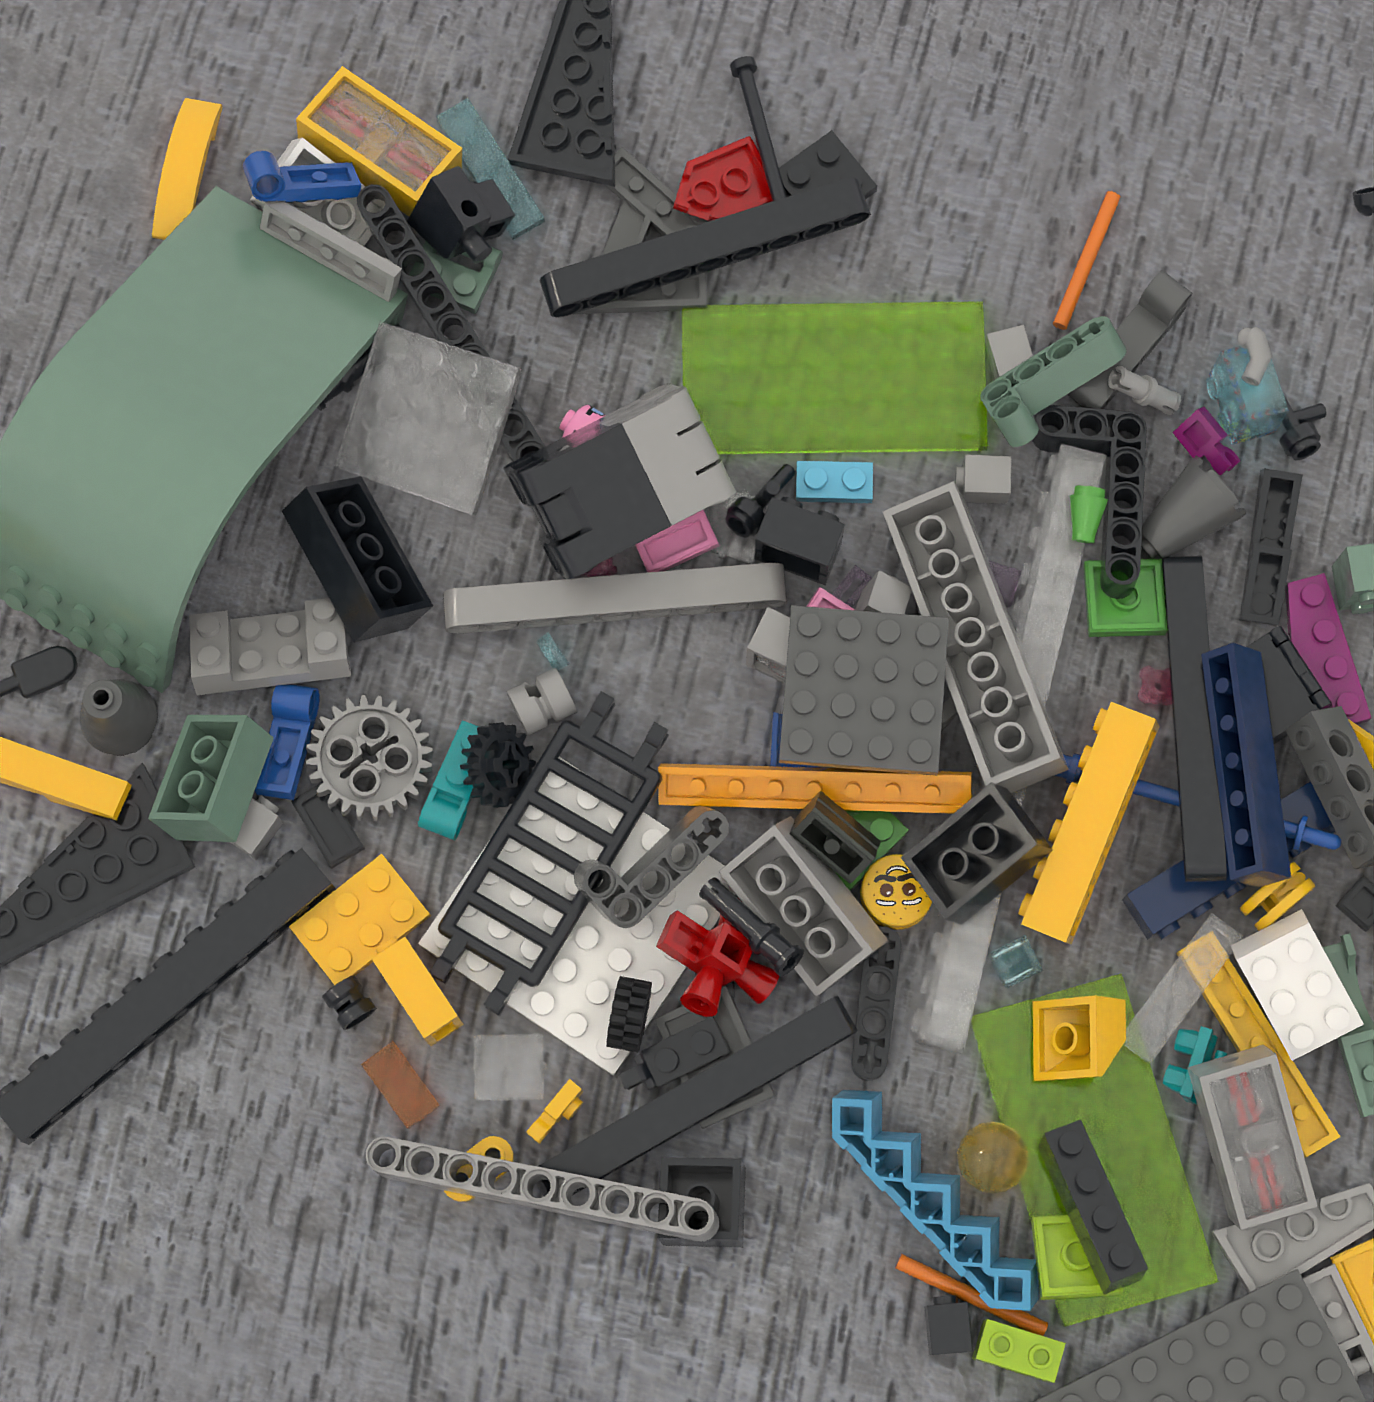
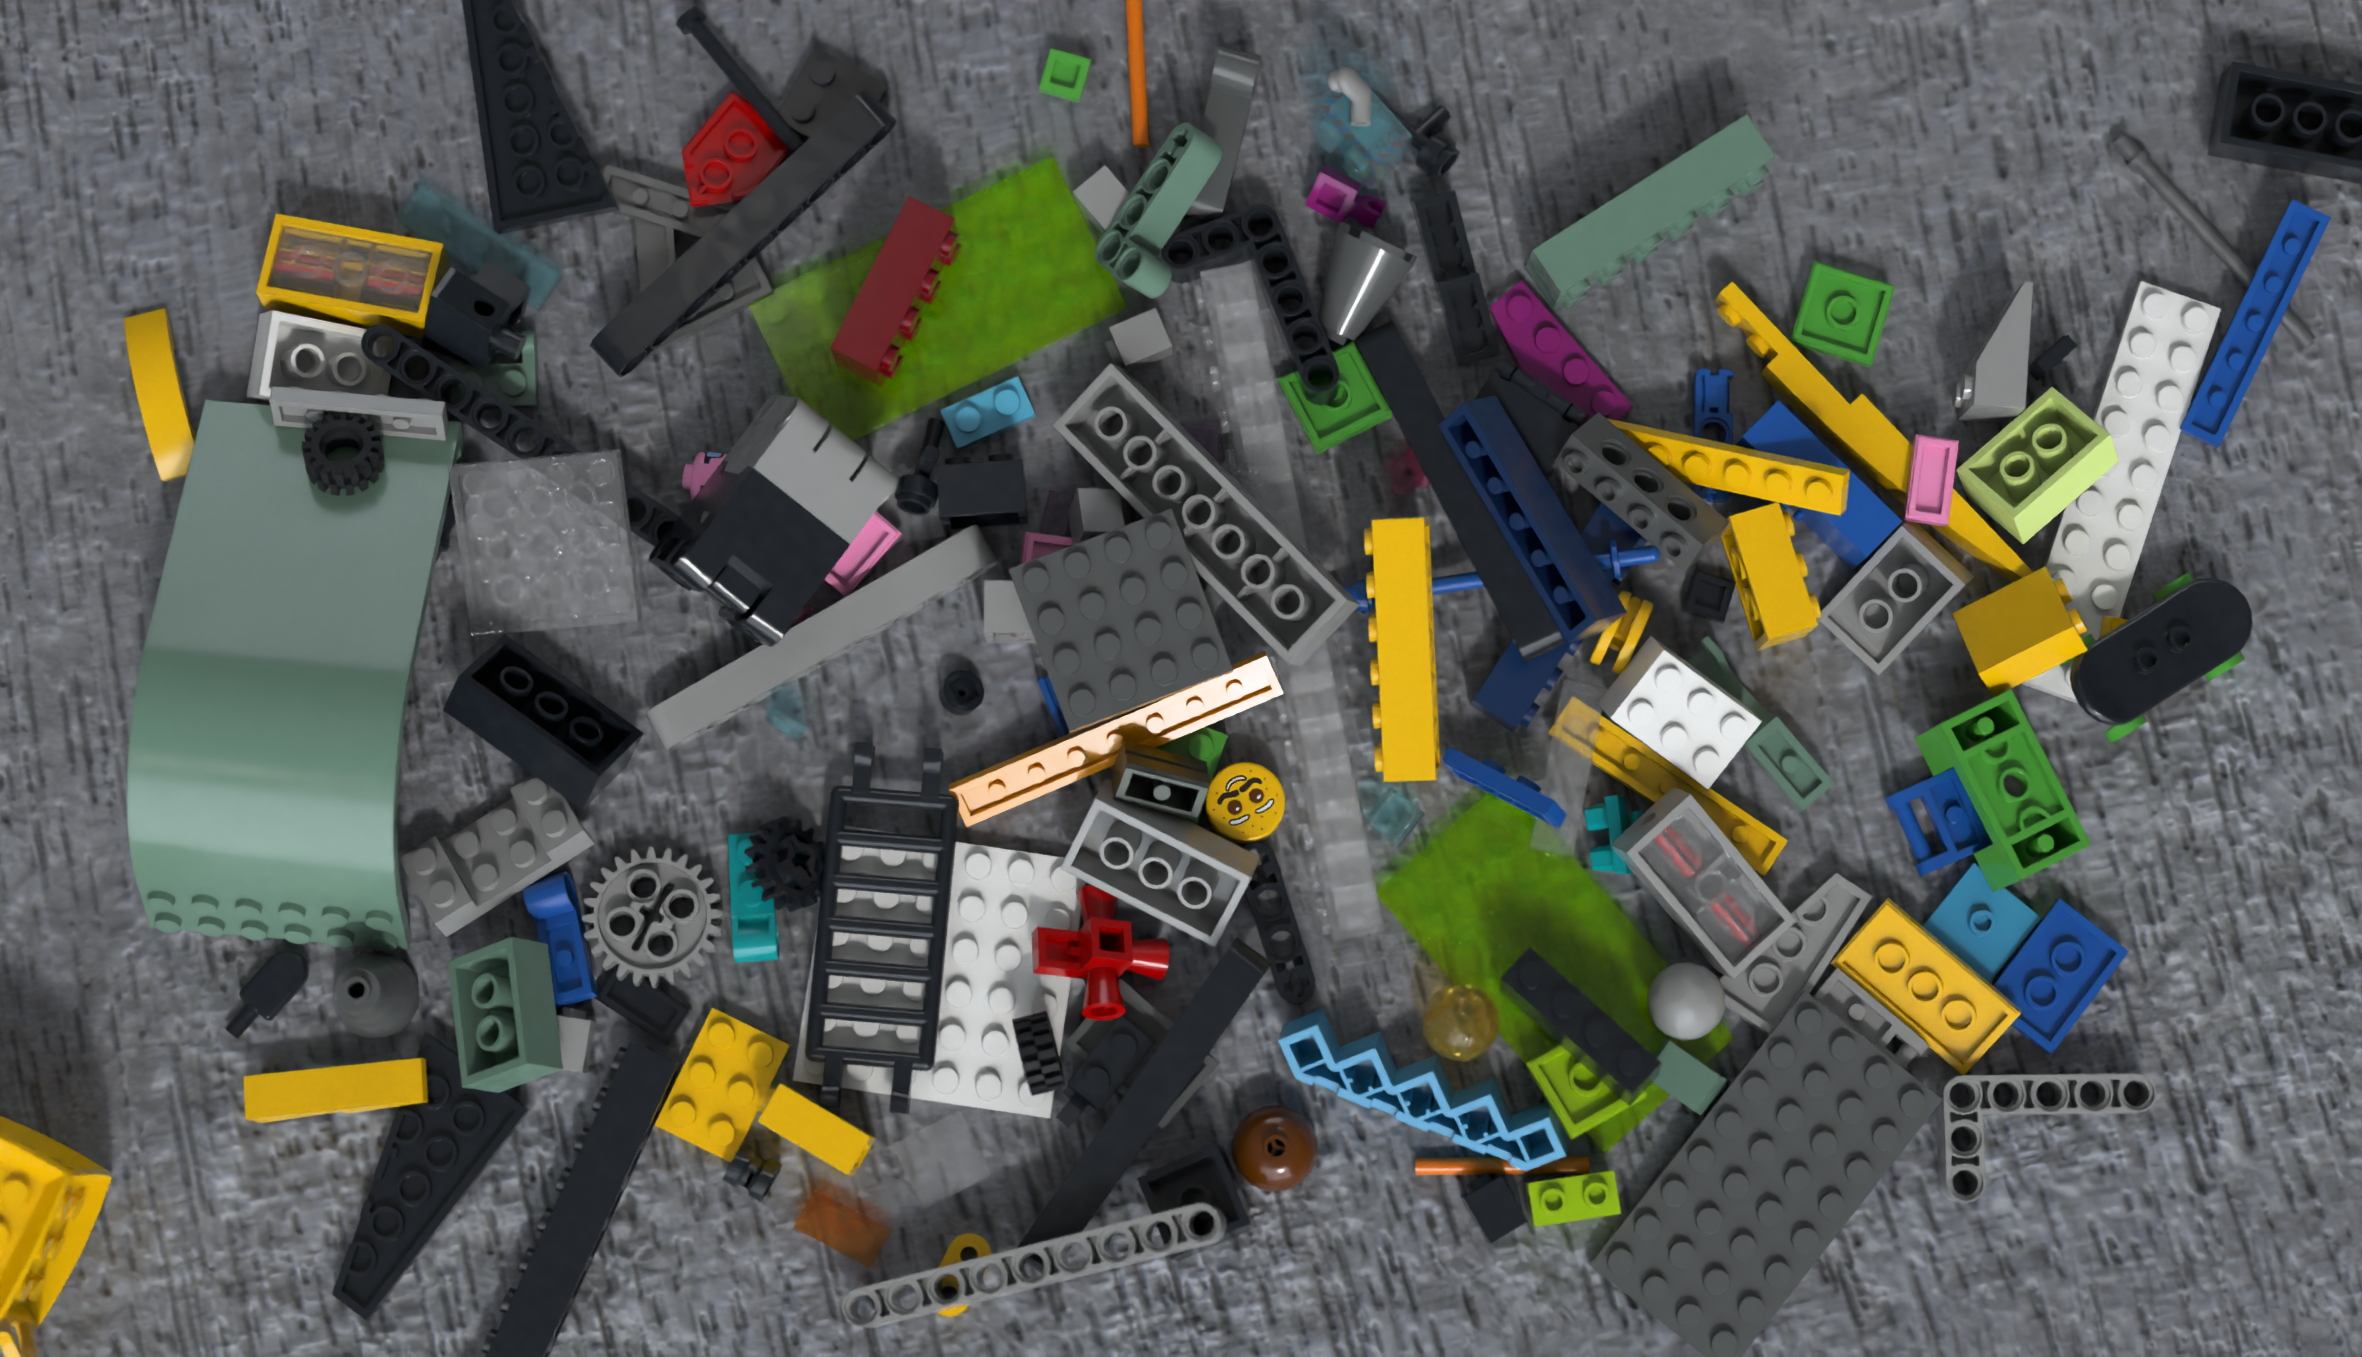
camera: 30 degrees left, 5 degrees up
(299, 182) = (294, 359): blue plate -> none
(299, 288) = (343, 434): none -> black tyre
(541, 701) = (800, 778): light grey wheel -> none
(564, 1104) = (1015, 1171): yellow plate -> none
(656, 859) = (993, 886): dark grey beam -> none
(706, 694) = (961, 692): none -> black tile
(763, 936) = (1135, 913): black pin -> none
(770, 1200) = (1263, 1168): none -> reddish brown cylinder
(805, 346) = (896, 291): none -> dark red brick
(976, 853) = (1308, 732): black brick -> none
(1024, 242) = (1065, 75): none -> bright green plate
(1076, 1036) = (1488, 865): yellow slope -> none
(1087, 510) = (1258, 332): bright green cone -> none
(1113, 969) = (1492, 779): none -> blue plate
(1144, 390) = (1257, 176): light grey pin -> none
(1164, 1296) = (1688, 1078): none -> sand green slope
(1192, 1229) = (1686, 1001): none -> light grey piece

